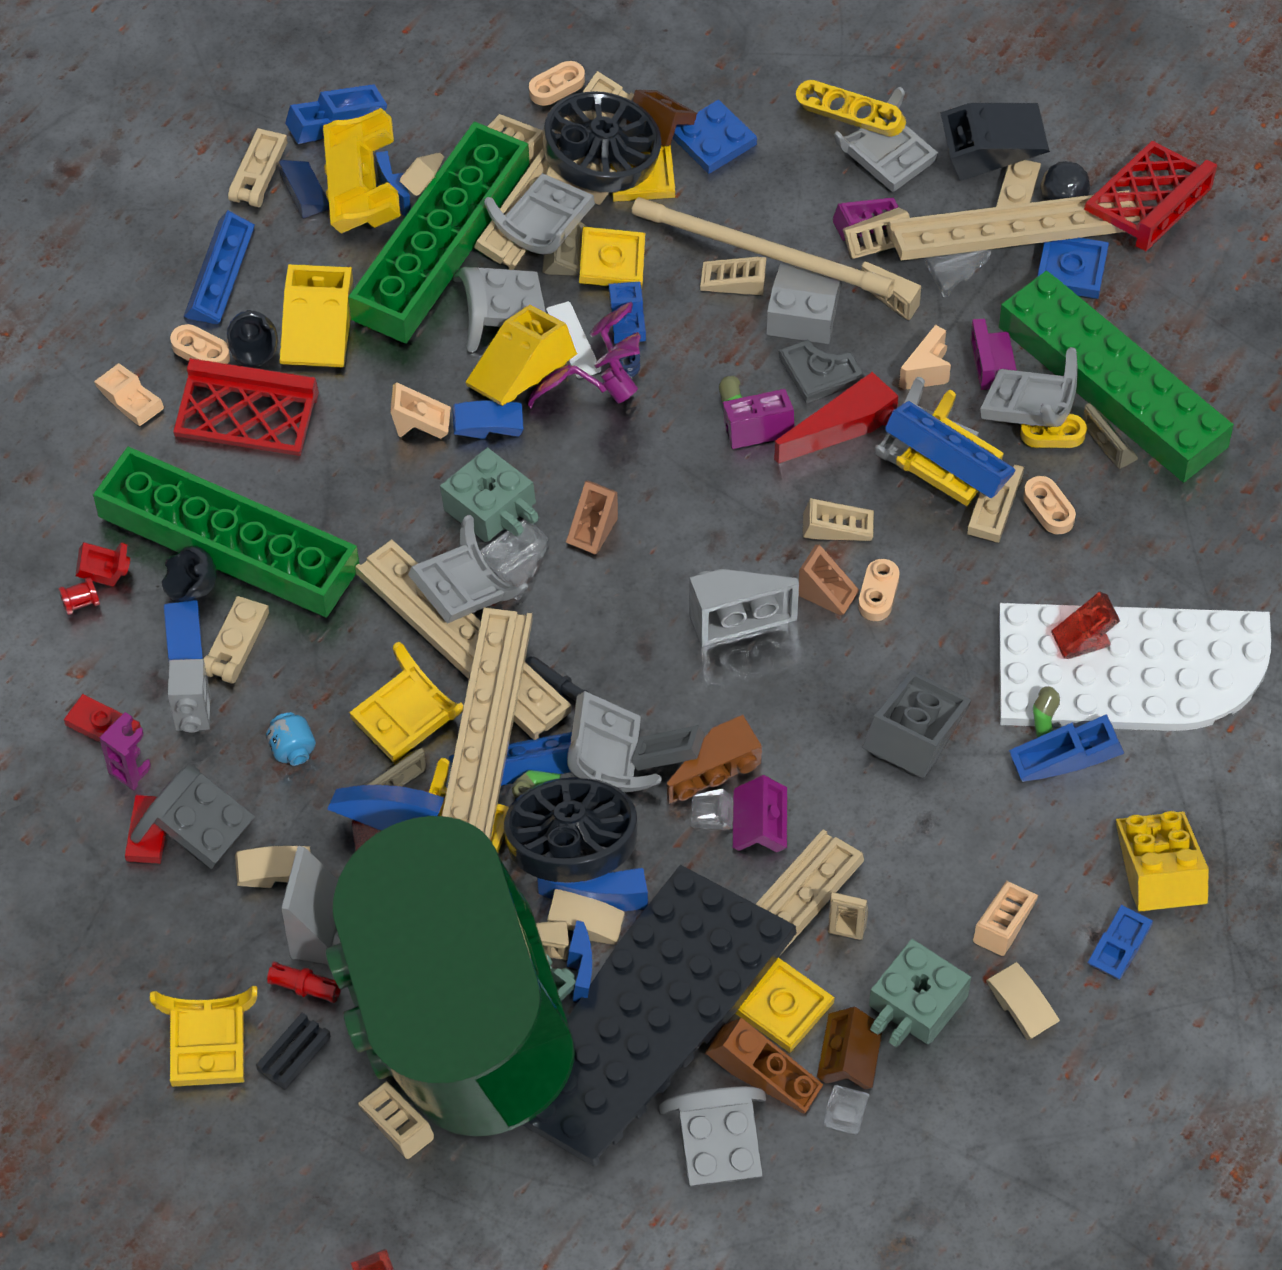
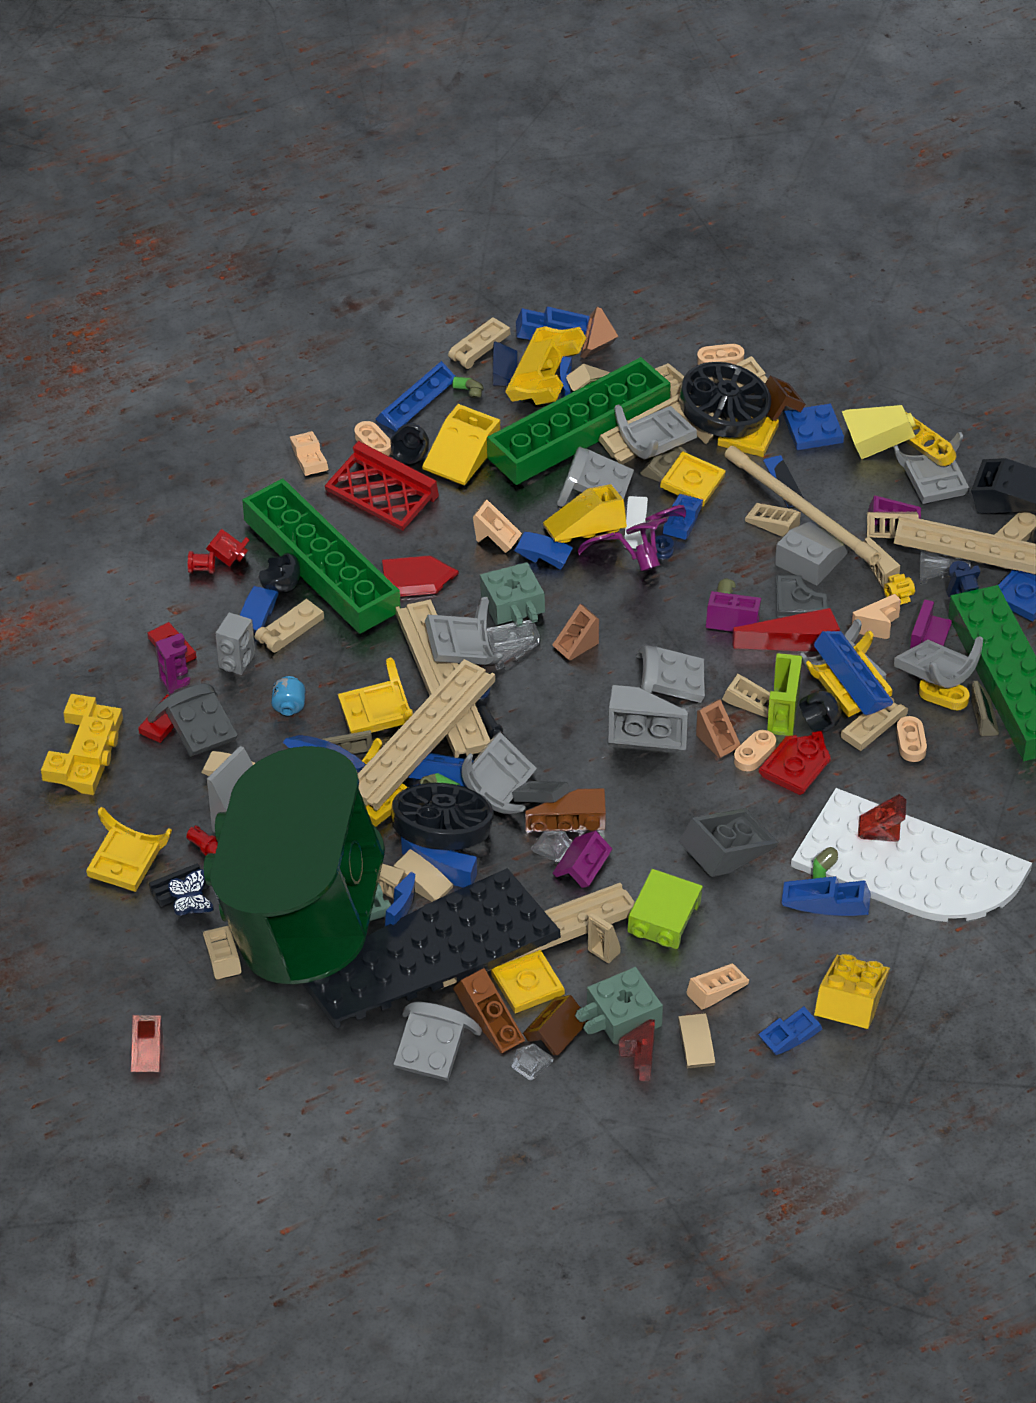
camera: 25 degrees right, 10 degrees down
(85, 919) = (90, 748): none -> yellow bracket
(275, 228) = (468, 384): none -> arm
(317, 1060) = (189, 894): none -> dark blue animal
(352, 509) = (418, 574): none -> red tile
(398, 102) = (598, 333): none -> nougat slope
(705, 209) = (780, 471): none -> black sticker
(732, 527) = (672, 673): none -> light grey piece
(796, 113) = (878, 428): none -> light yellow slope
(878, 481) = (785, 697): none -> lime panel
(895, 843) = (664, 908): none -> lime panel
(931, 313) = (900, 586): none -> yellow gear
(933, 510) = (821, 710): none -> black hair
(935, 586) = (796, 762): none -> red tile
(969, 1035) = (640, 1045): none -> clear red slope
(1003, 281) = (962, 578): none -> dark blue hips

